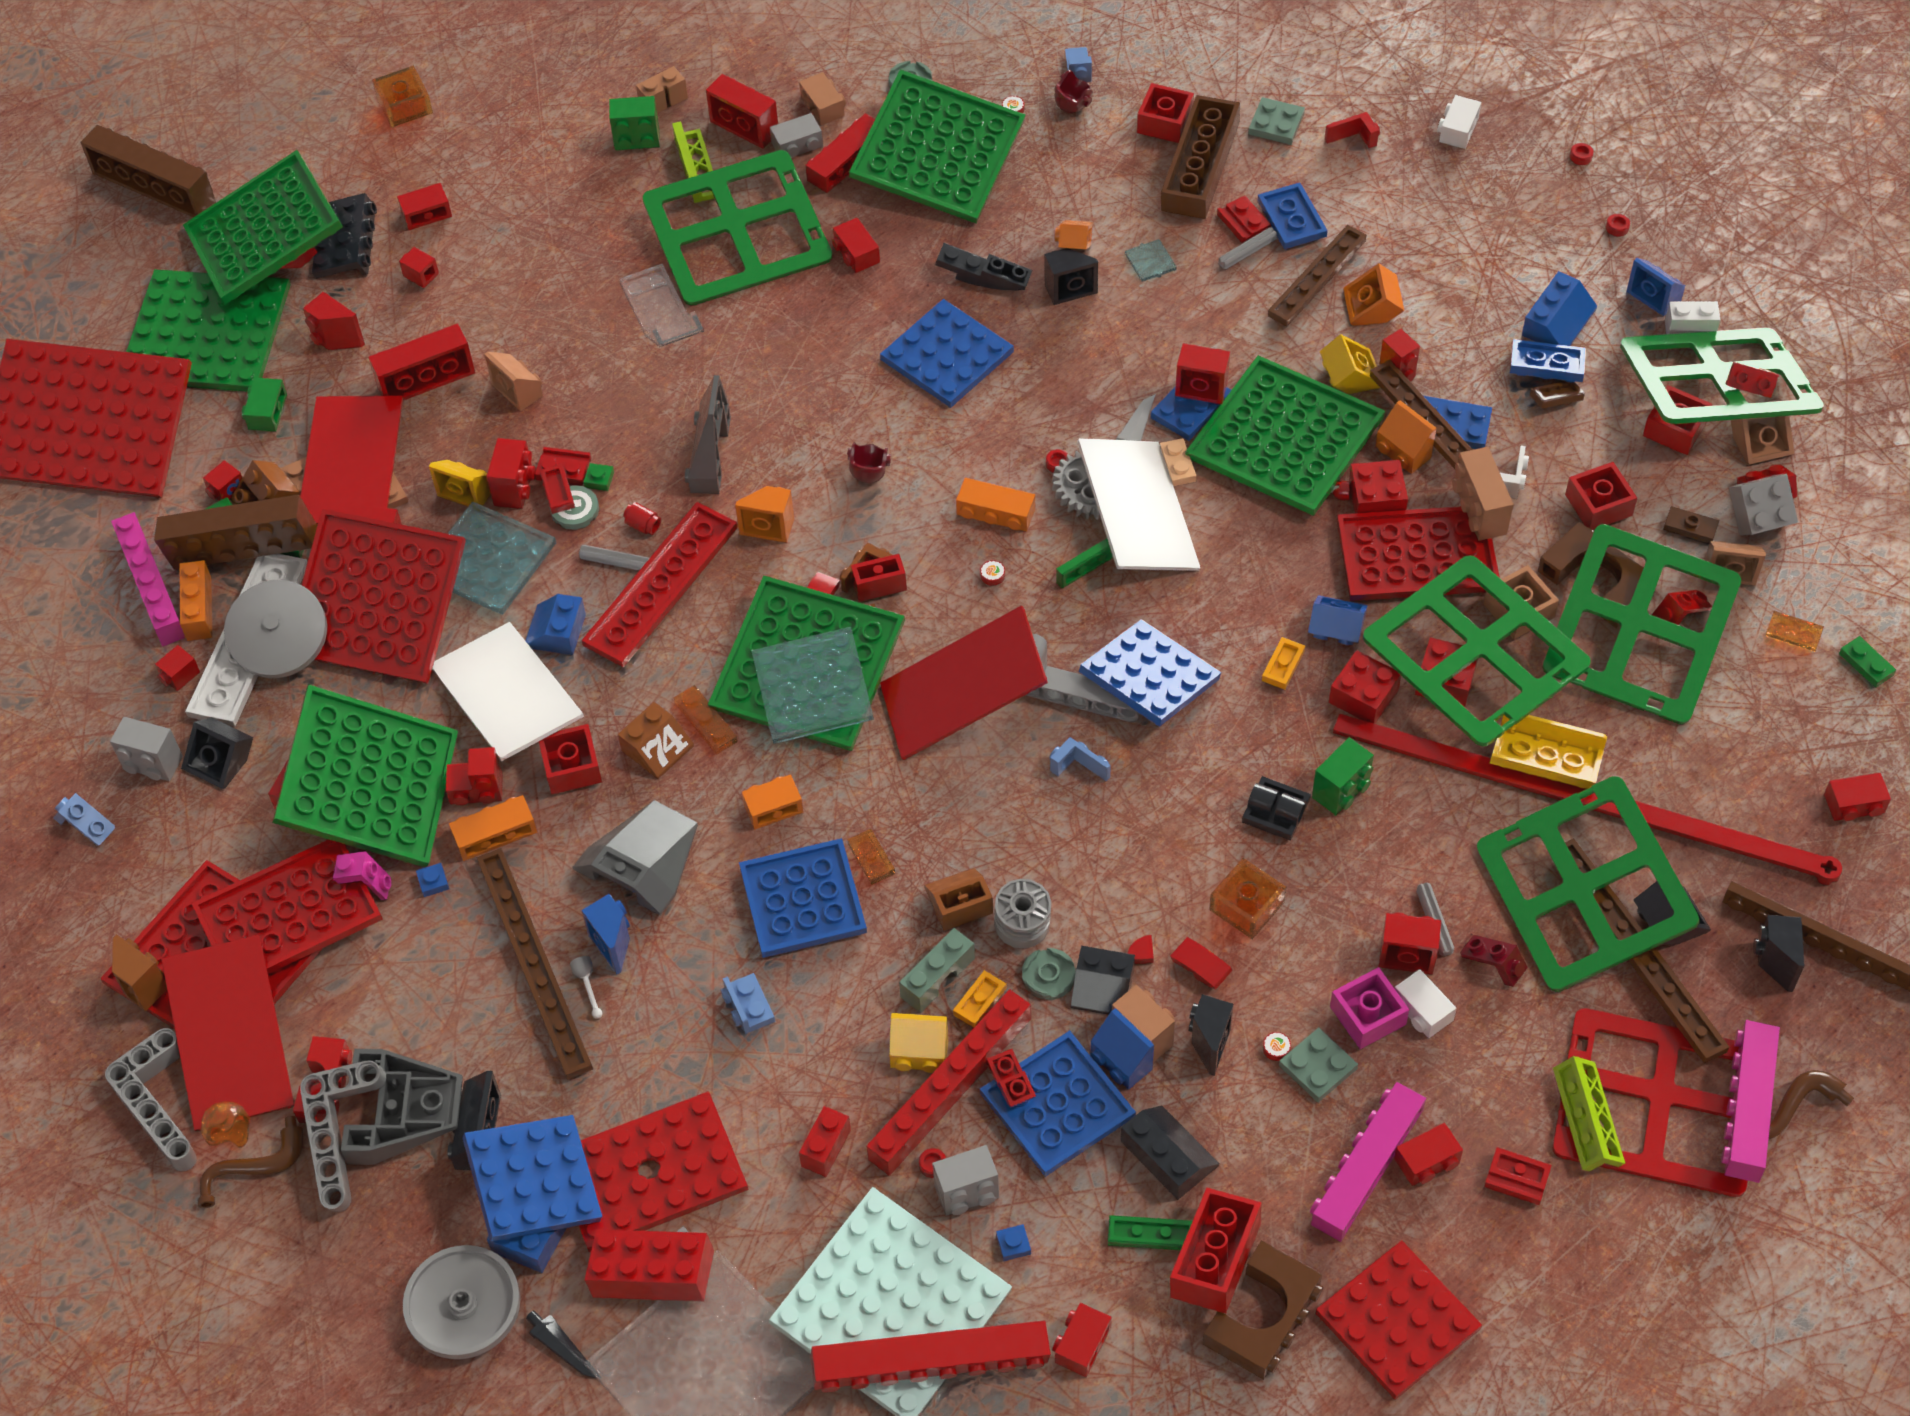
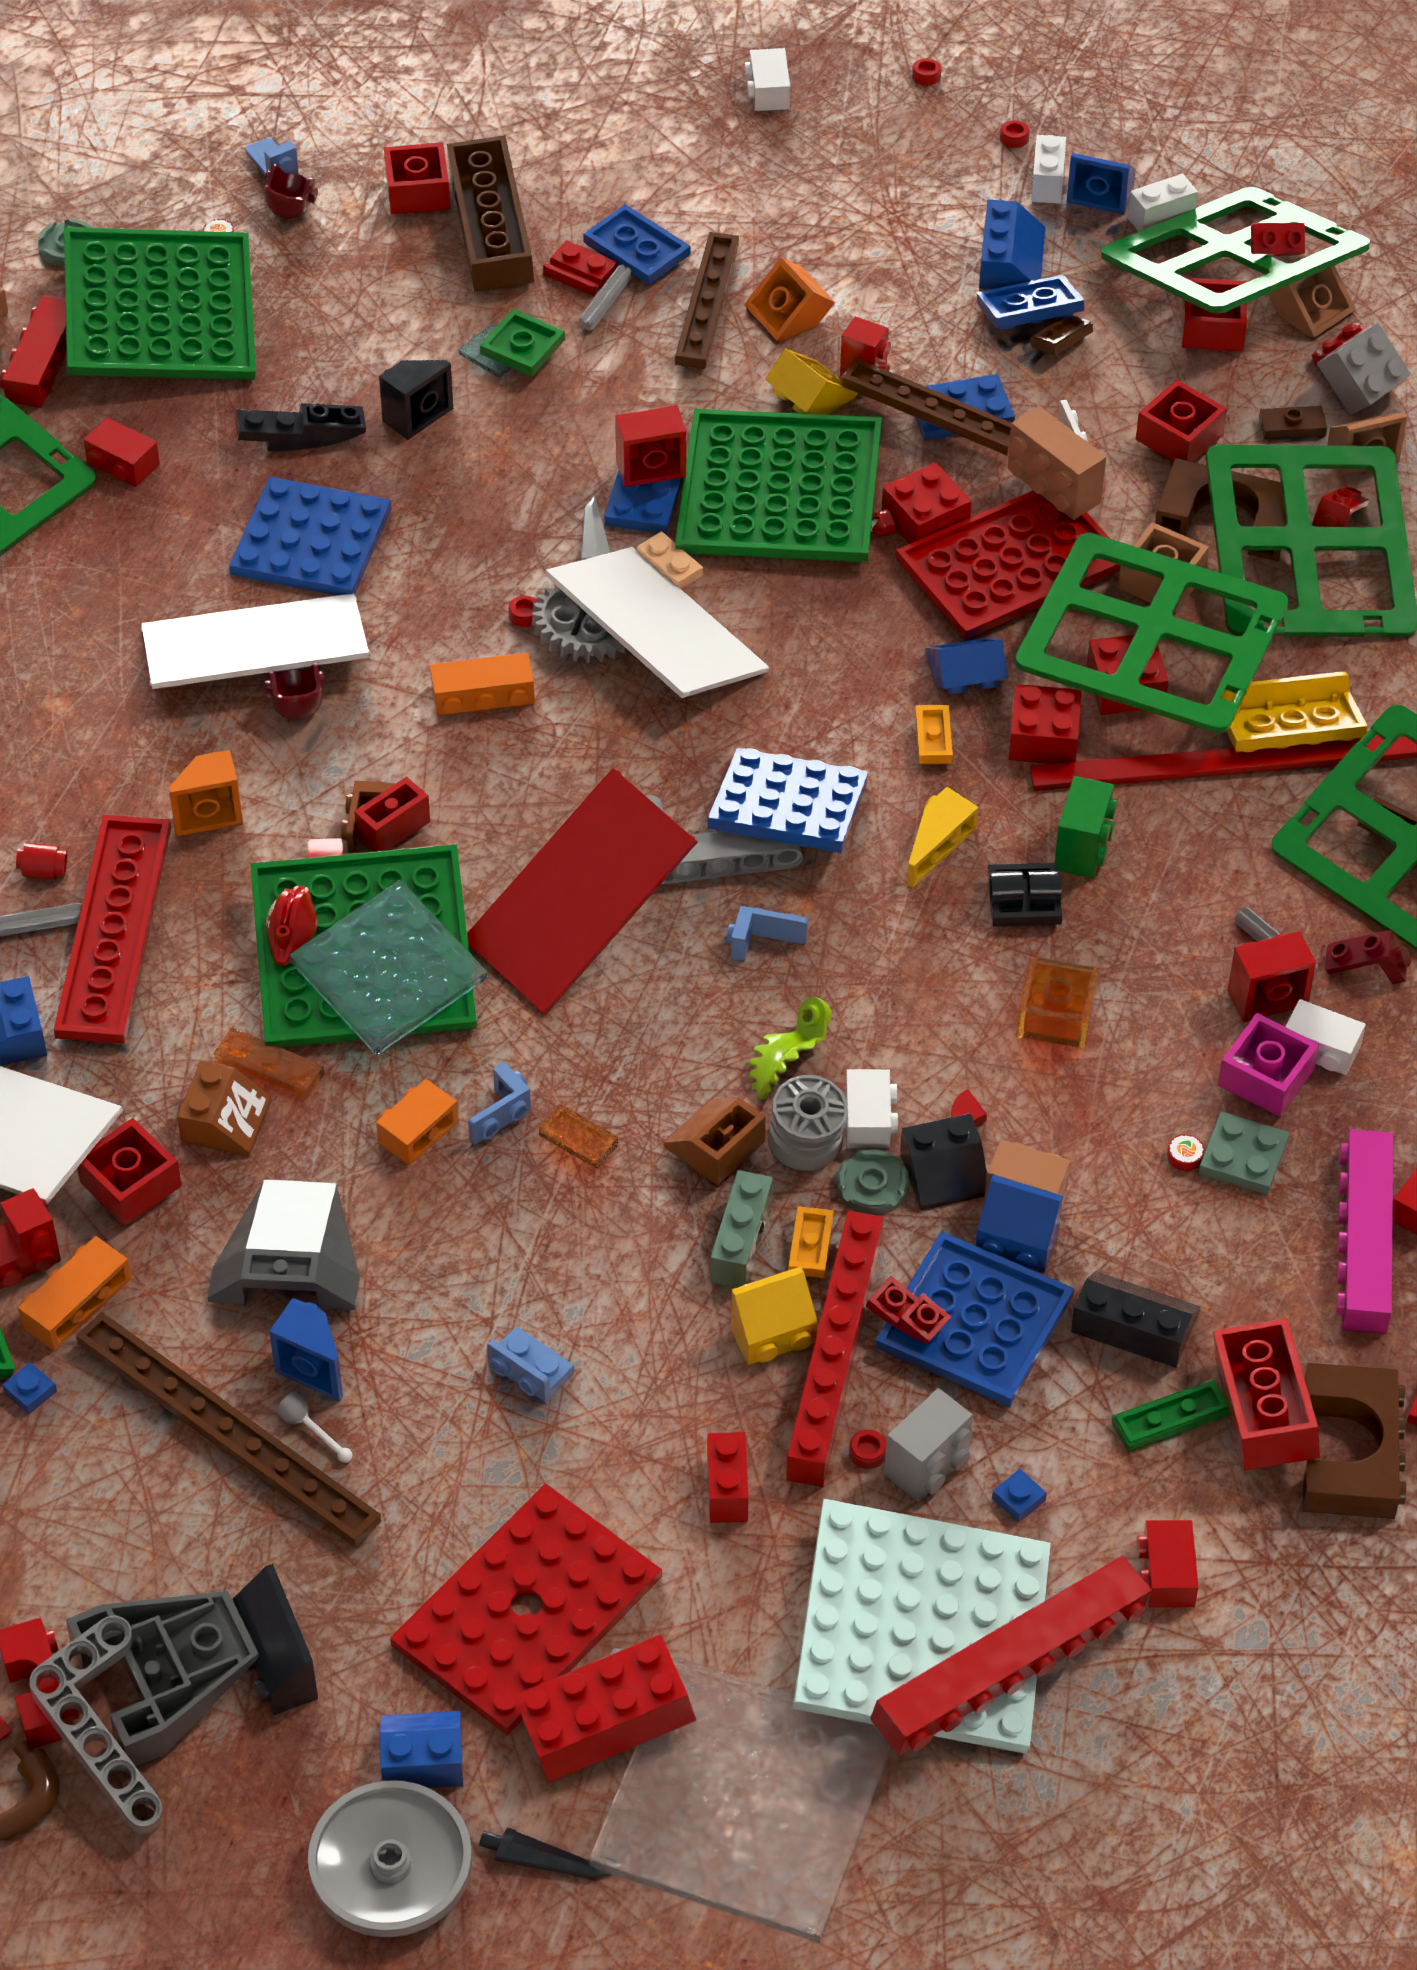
camera: 30 degrees left, 5 degrees down
(532, 1177) = (398, 1668): blue plate -> none
(711, 422) = (75, 720): dark grey wedge -> none
(766, 627) = (290, 923): none -> red hat
(802, 898) = (522, 1216): blue plate -> none
(832, 818) = (512, 1107): none -> medium blue bracket
(863, 415) = (254, 640): none -> white piece
(992, 572) = (524, 763): tile -> none
(1044, 849) = (786, 1046): none -> lime plant
(1074, 234) = (397, 345): orange brick -> none
(1074, 920) = (869, 1108): none -> white brick
(1083, 563) = (632, 709): green tile -> none
(1168, 262) = (522, 342): none -> green plate
(1201, 962) = (1048, 1094): red slope -> none
(1210, 1029) = (1108, 1162): black slope -> none
(1243, 737) = (943, 827): none -> yellow slope
(1276, 120) = (551, 147): sand green plate -> none
(1357, 124) = (656, 118): red bracket -> none
(1406, 437) = (925, 434): orange slope -> none
(1620, 262) = (1048, 169): none -> white brick

